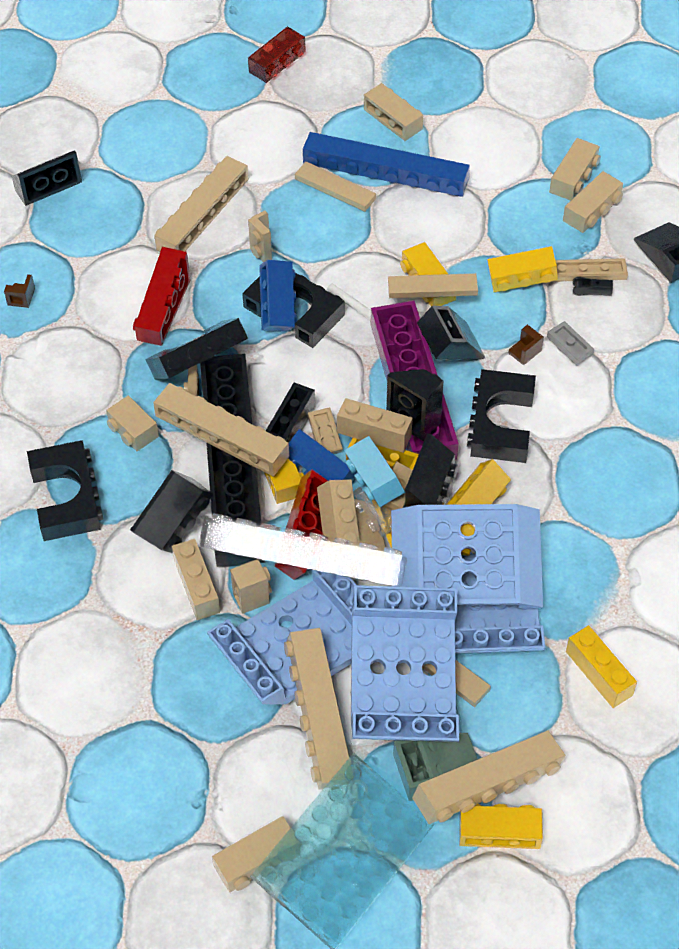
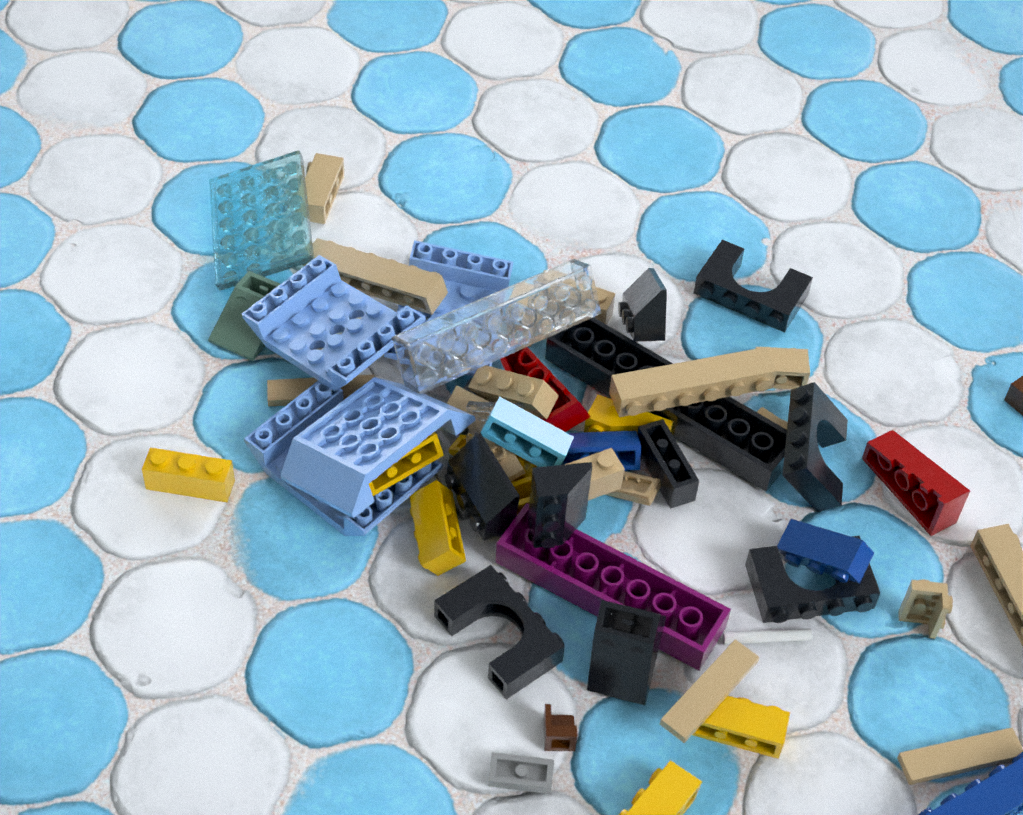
camera: 130 degrees right, 5 degrees down
(488, 777) = (197, 322): tan brick -> none
(501, 827) = (164, 315): yellow brick -> none

